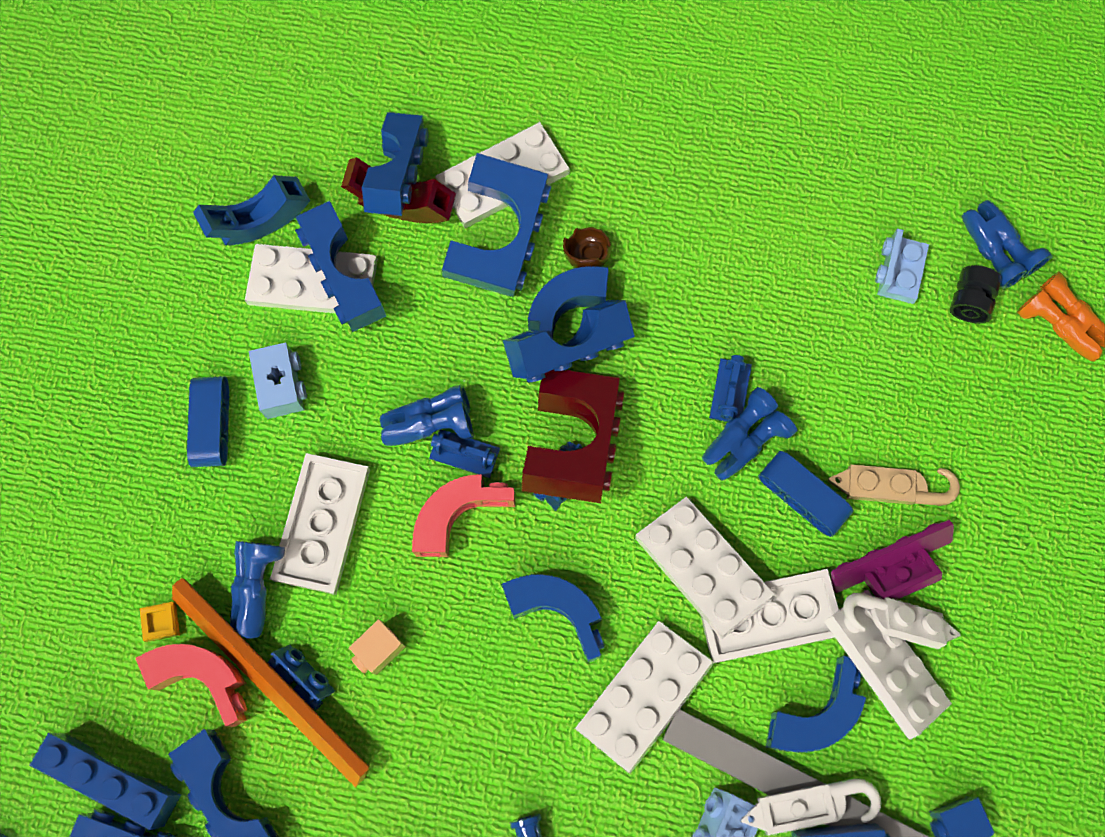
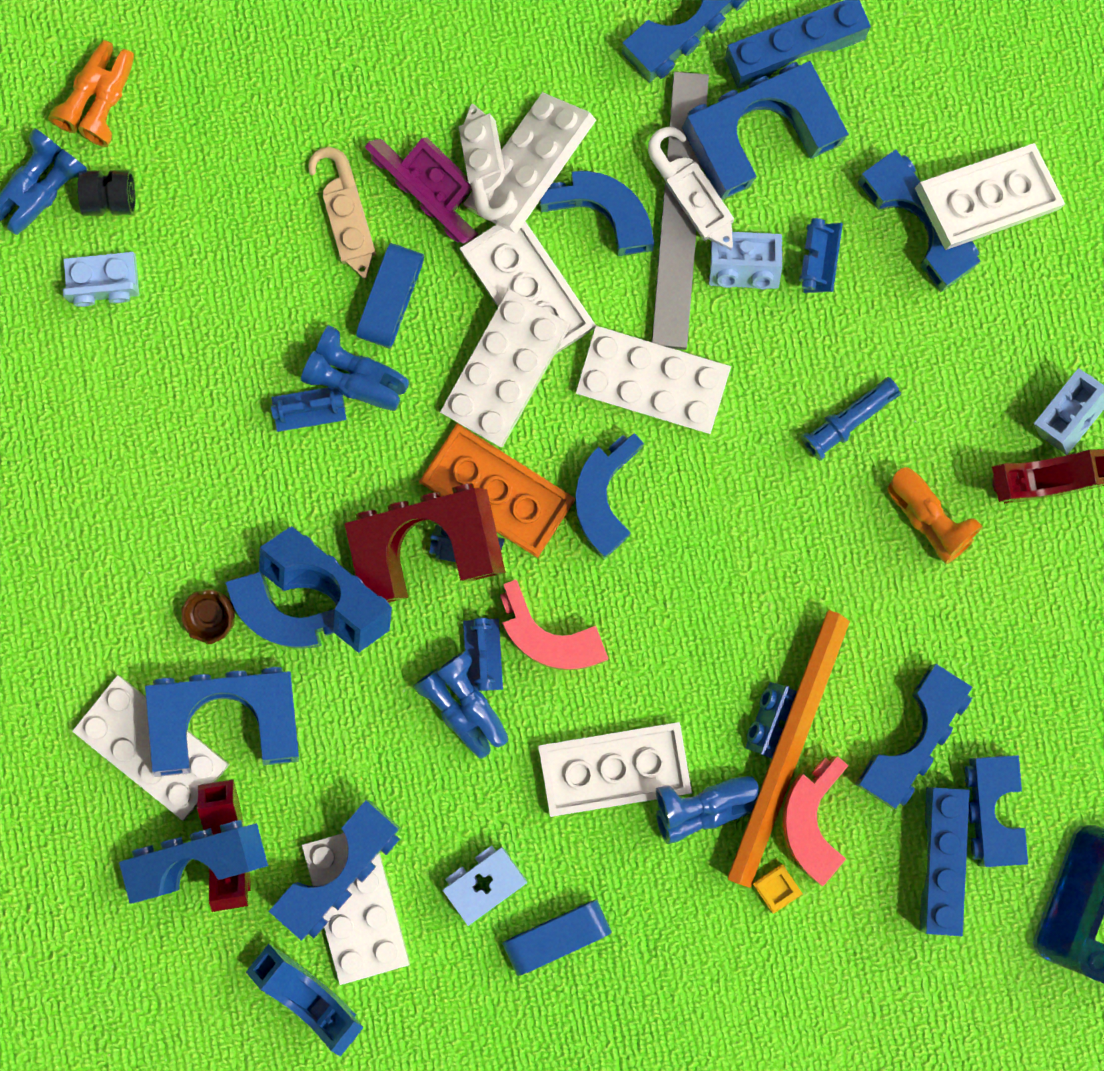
camera: 115 degrees left, 10 degrees up
(375, 648) = (715, 656): light nougat brick -> none
(588, 531) = (521, 501): none -> orange tile

